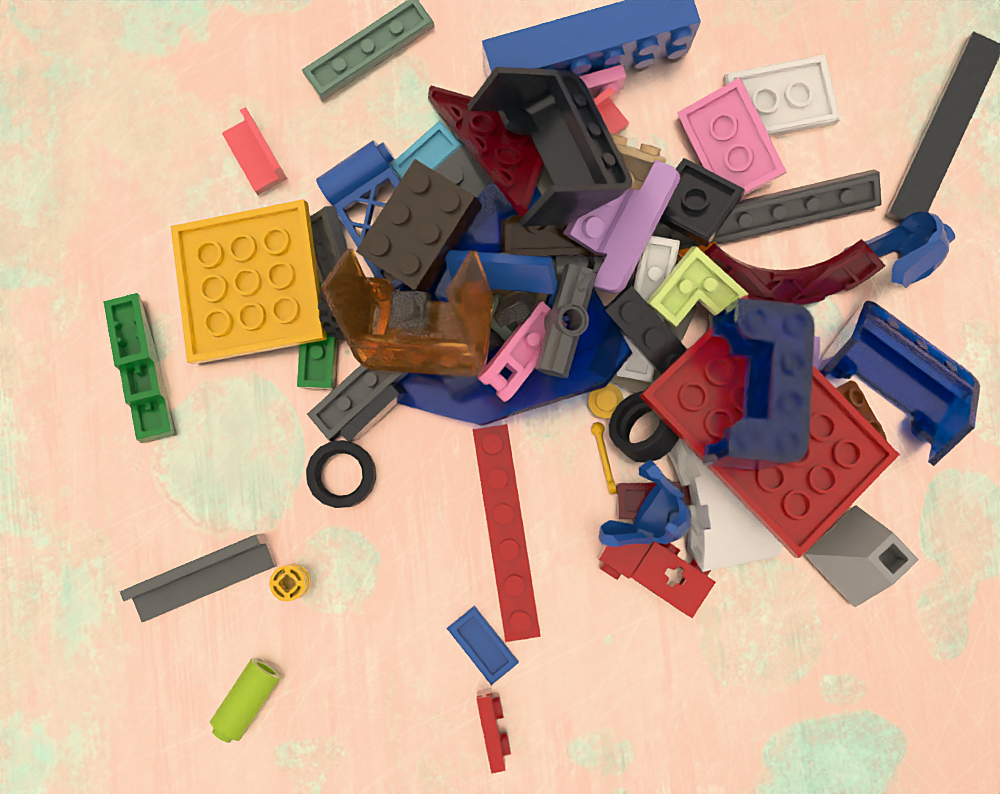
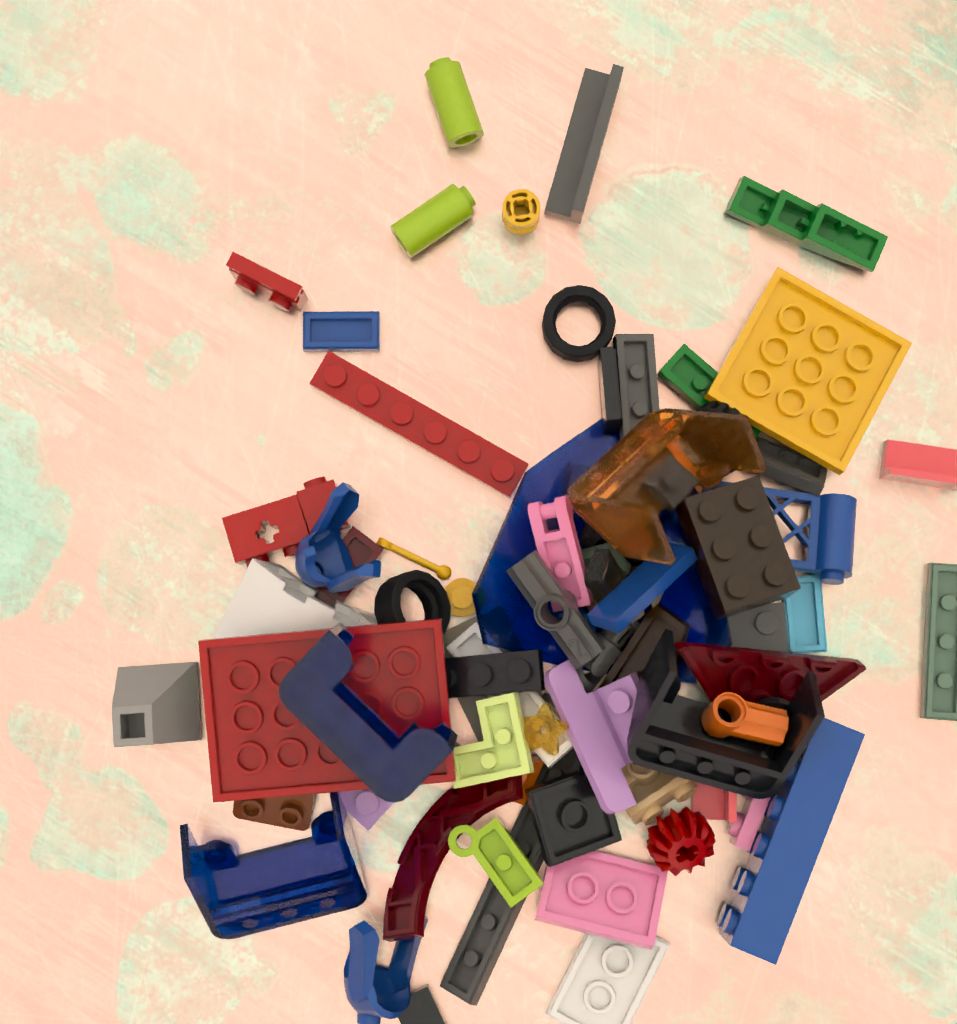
camera: 130 degrees right, 0 degrees up
(345, 643) = (433, 219): none -> lime brick
(537, 127) = (747, 722): none -> orange piece
(651, 255) = (554, 729): none -> clear yellow plate
(652, 116) = (680, 841): none -> red gear
(768, 225) = (500, 859): none -> lime hinge

